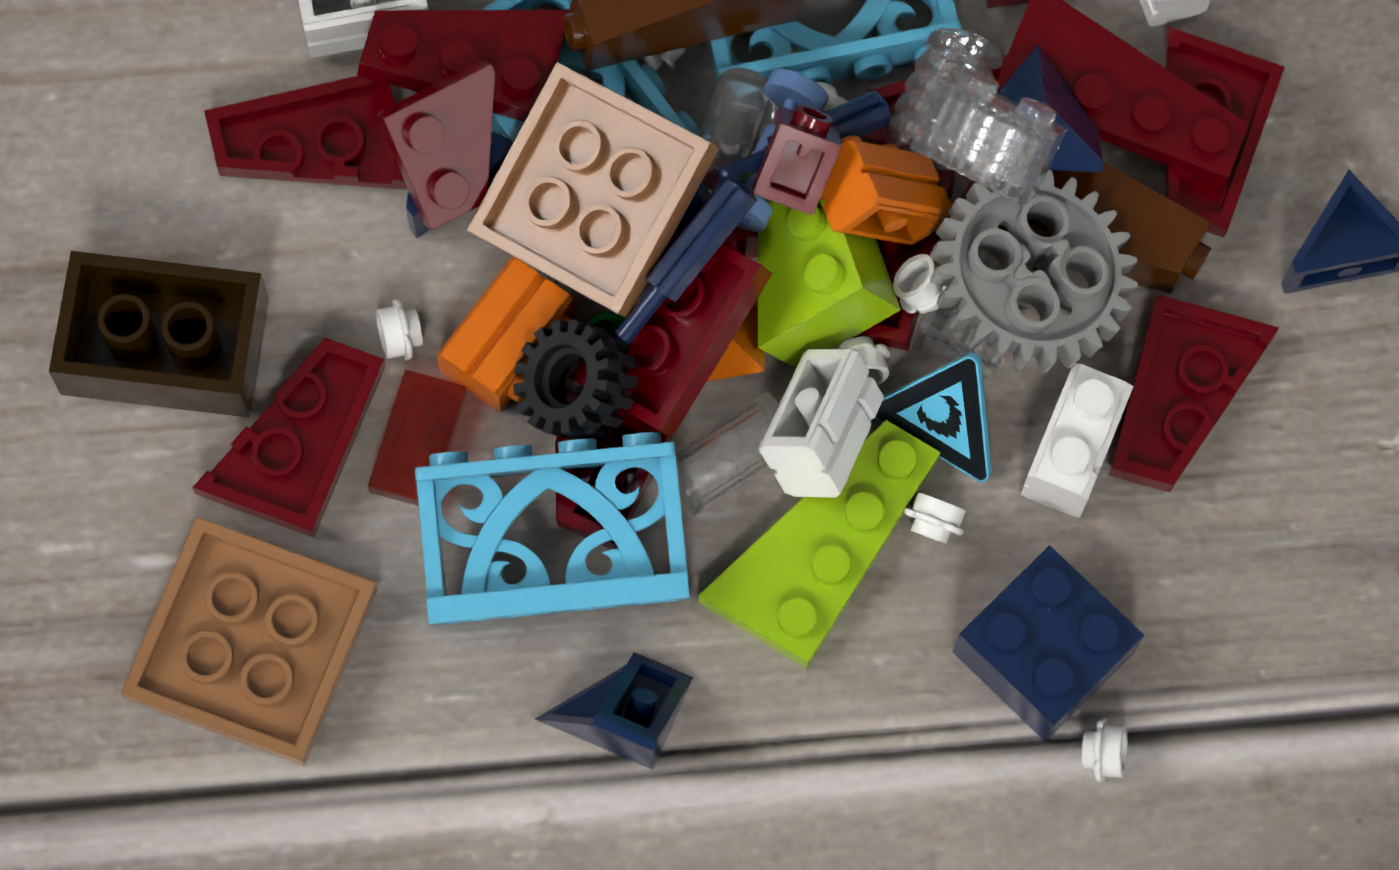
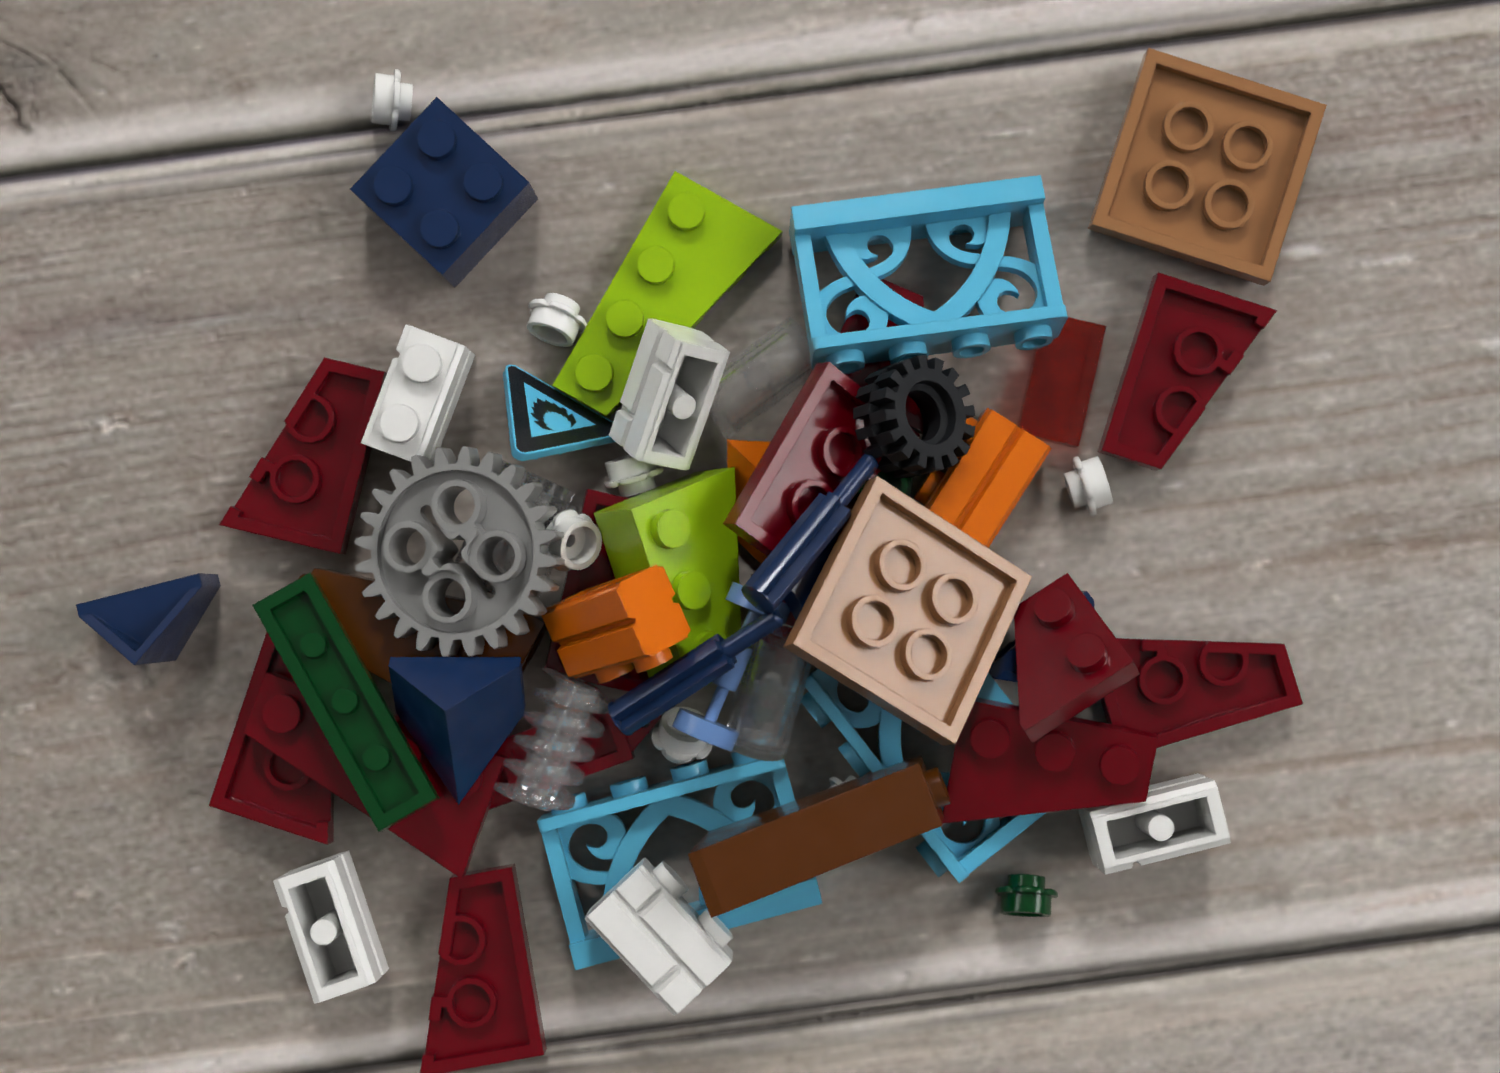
camera: 175 degrees left, 15 degrees up
(159, 334) = (1327, 458): dark brown brick -> none
(625, 710) = (847, 116): dark blue slope -> none
(798, 158) = (700, 637): bracket -> none
(990, 135) = (502, 670): clear brick -> none
(1145, 136) = (346, 702): none -> dark green plate

